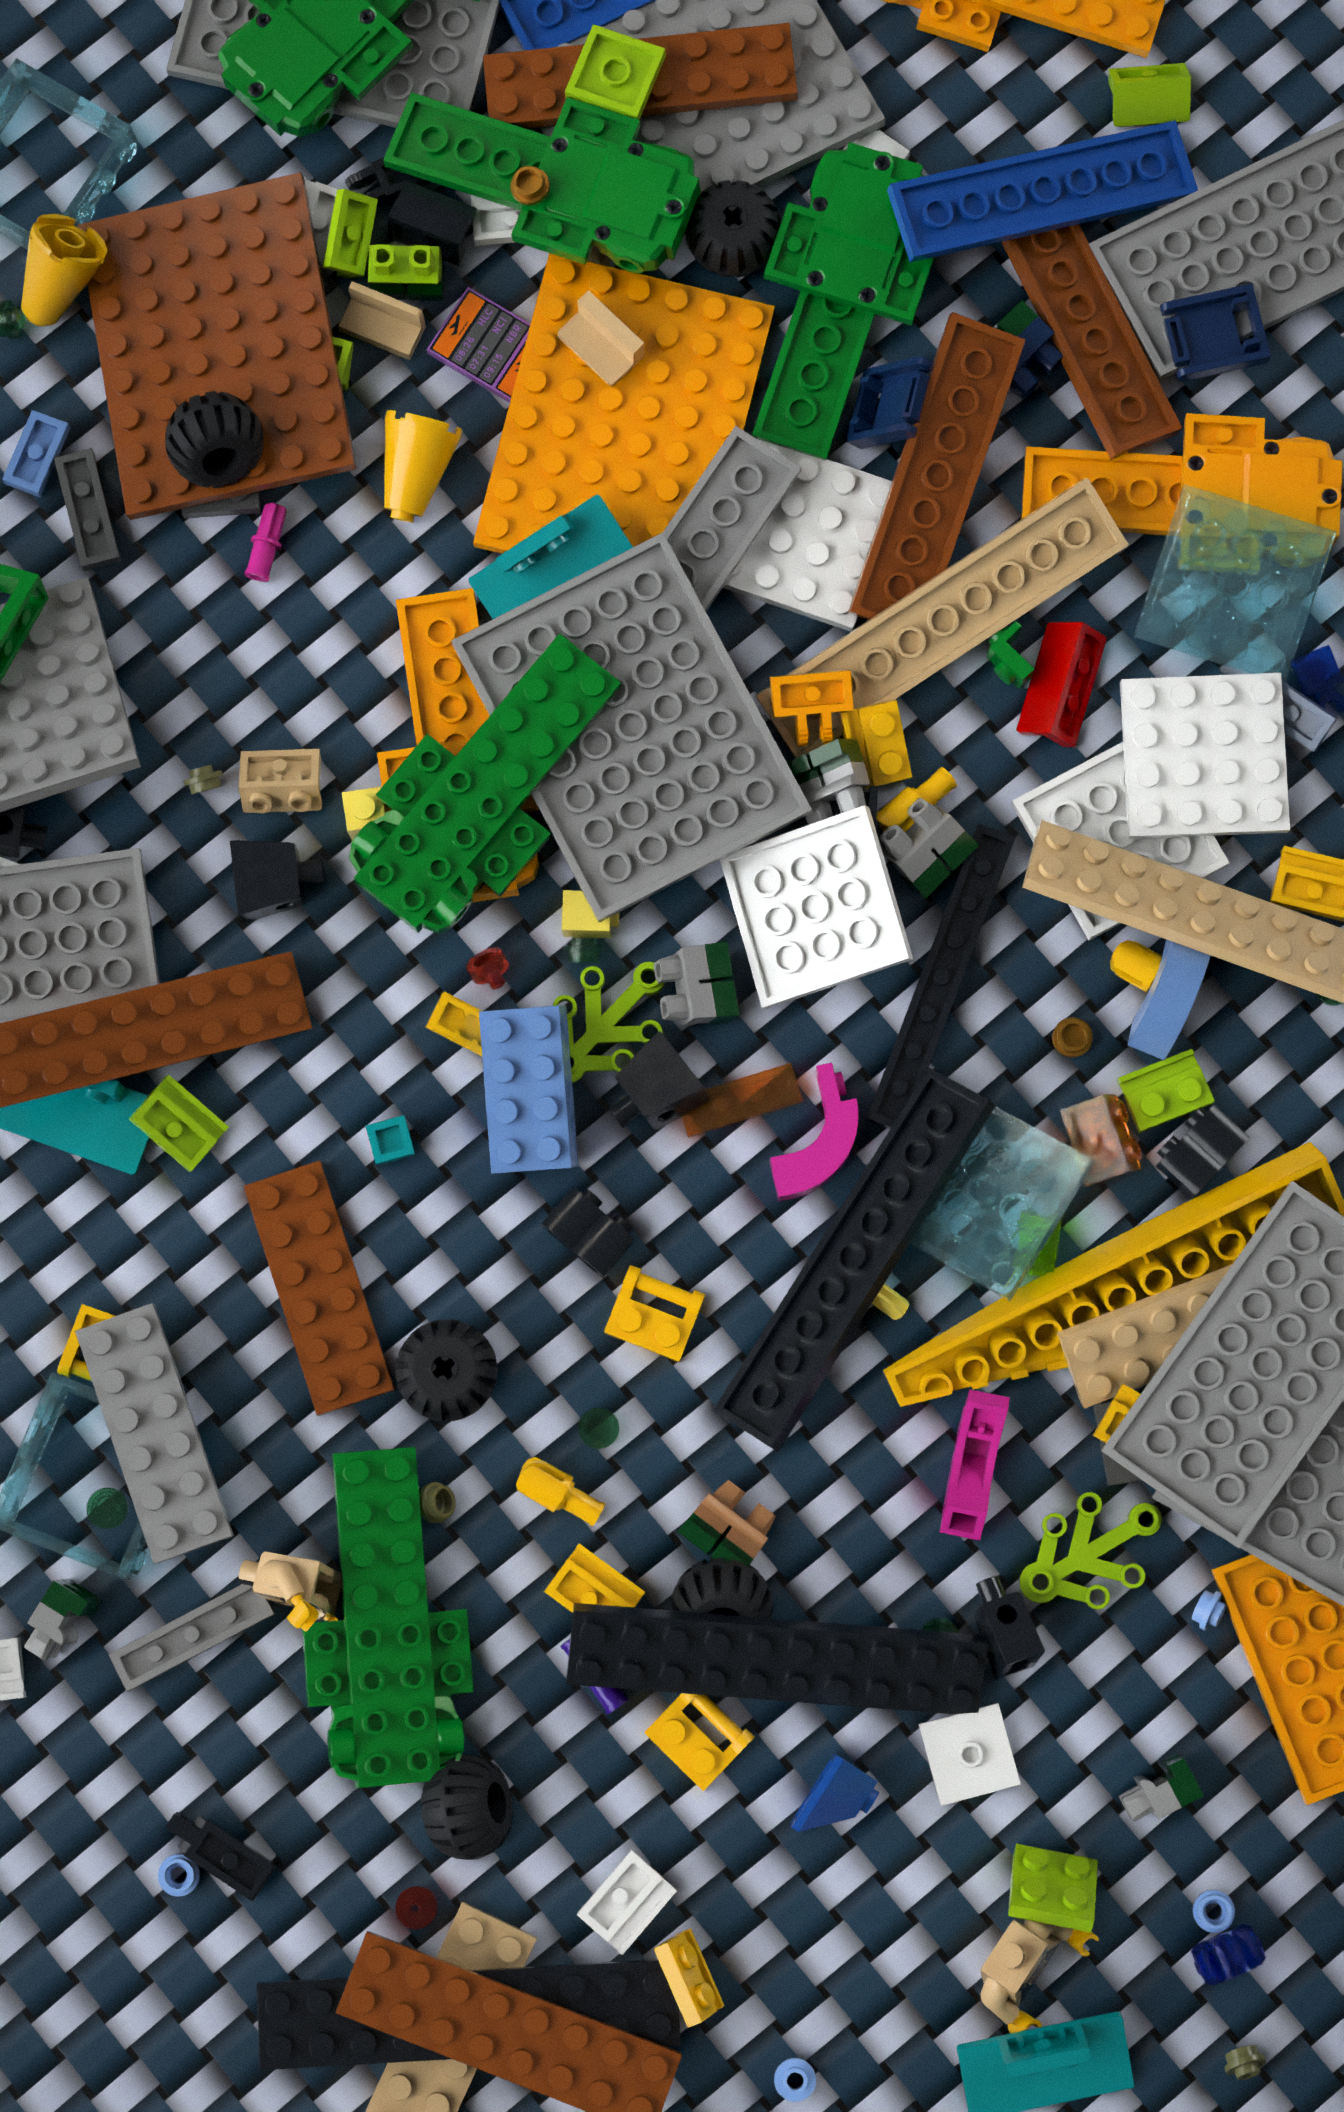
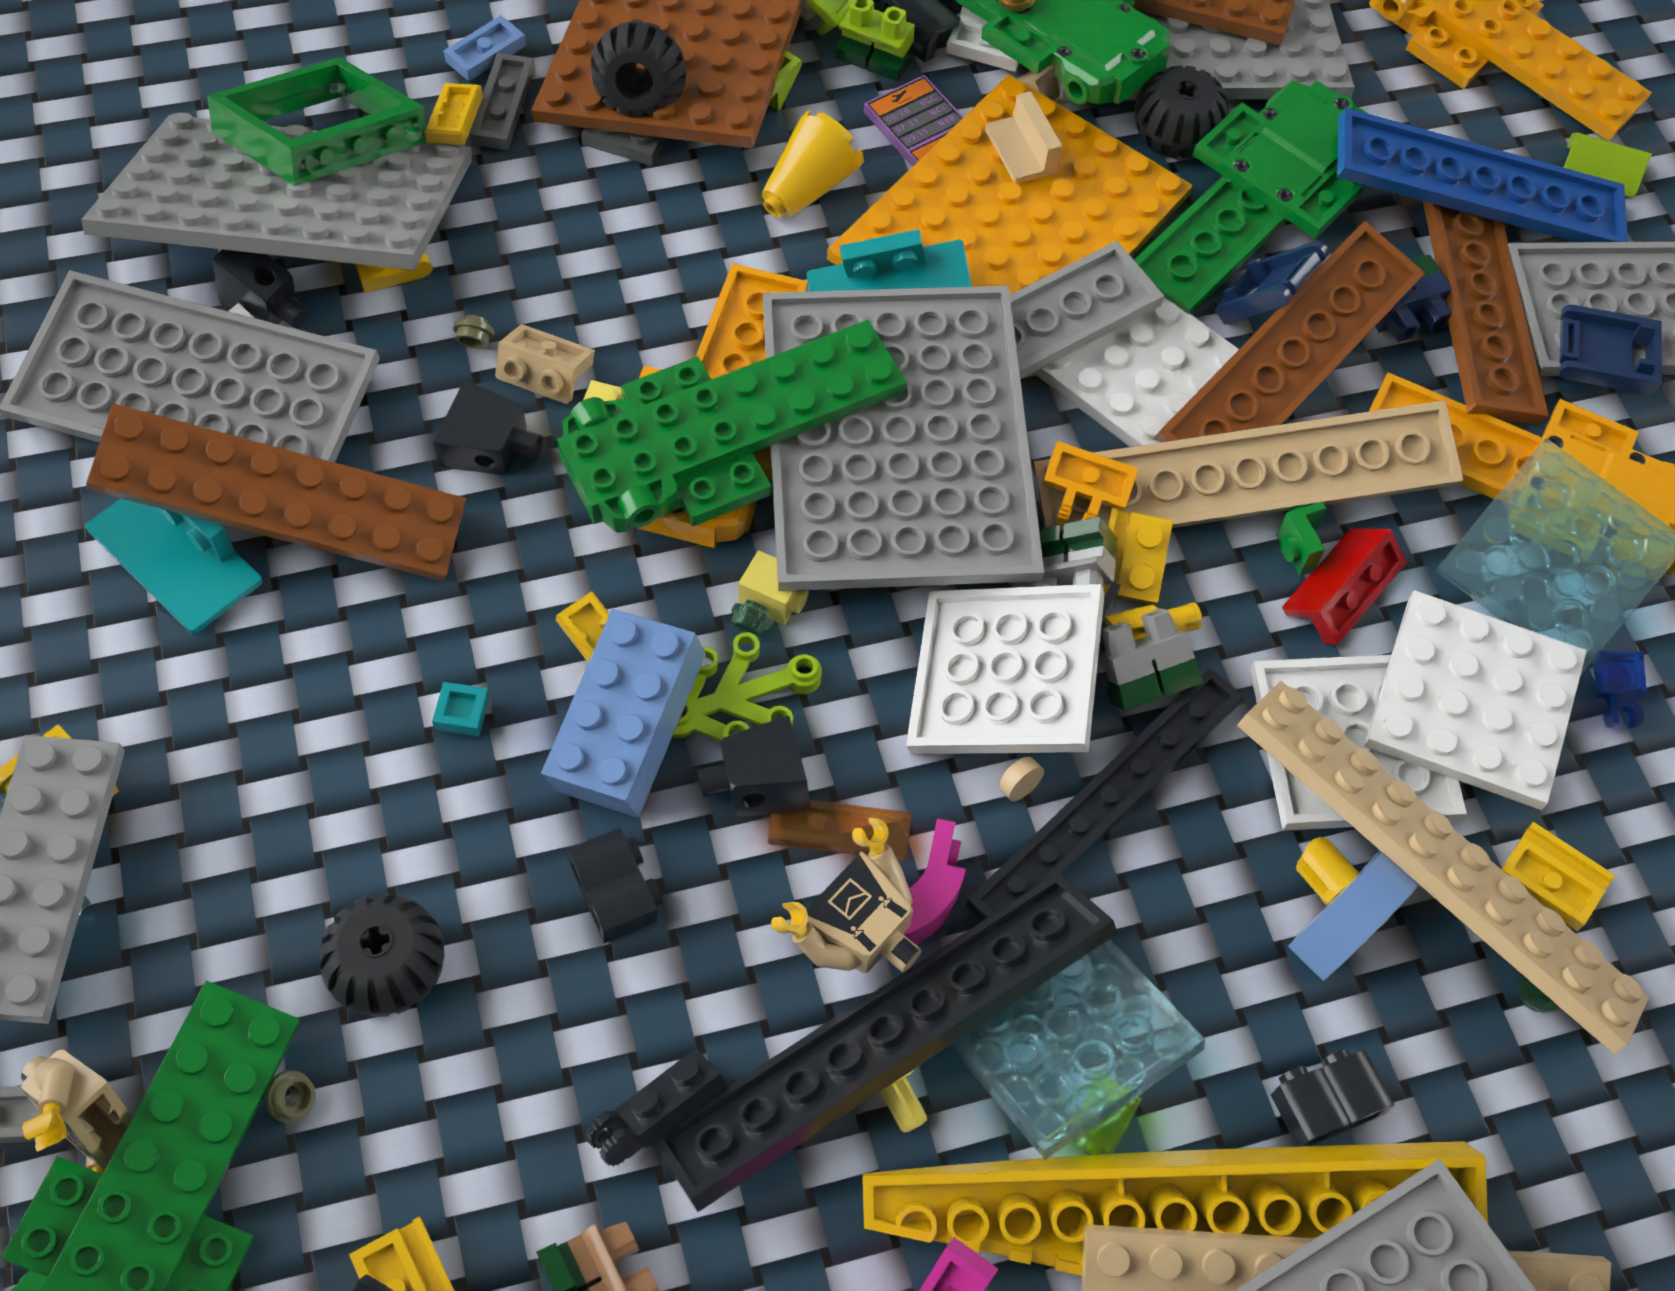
camera: 15 degrees right, 20 degrees down
(58, 554) = (454, 114): none -> yellow plate
(178, 1123) = (263, 601): lime plate -> none
(266, 542) = (641, 183): dark pink axle -> none
(319, 1288) = (303, 824): dark orange plate -> none
(382, 321) = (839, 68): tan panel -> none
(488, 967) = (648, 594): clear red tile -> none
(556, 1490) = (428, 1146): yellow arm -> none
(598, 1428) = (513, 1099): clear green plate -> none
(649, 1326) = (626, 1014): yellow plate -> none
(700, 985) = (855, 695): light grey hips -> none
(707, 1387) = (655, 1109): none -> black hinge
(794, 1178) = (858, 913): none -> torso
(865, 994) = (1021, 778): none -> tan tile
(1072, 1037) = (1227, 918): pearl gold plate -> none
(1101, 1133) = (1226, 1020): clear orange bracket -> none
(1165, 1090) = (1310, 1018): lime plate -> none
(1304, 718) = (1595, 713): sand blue plate -> none

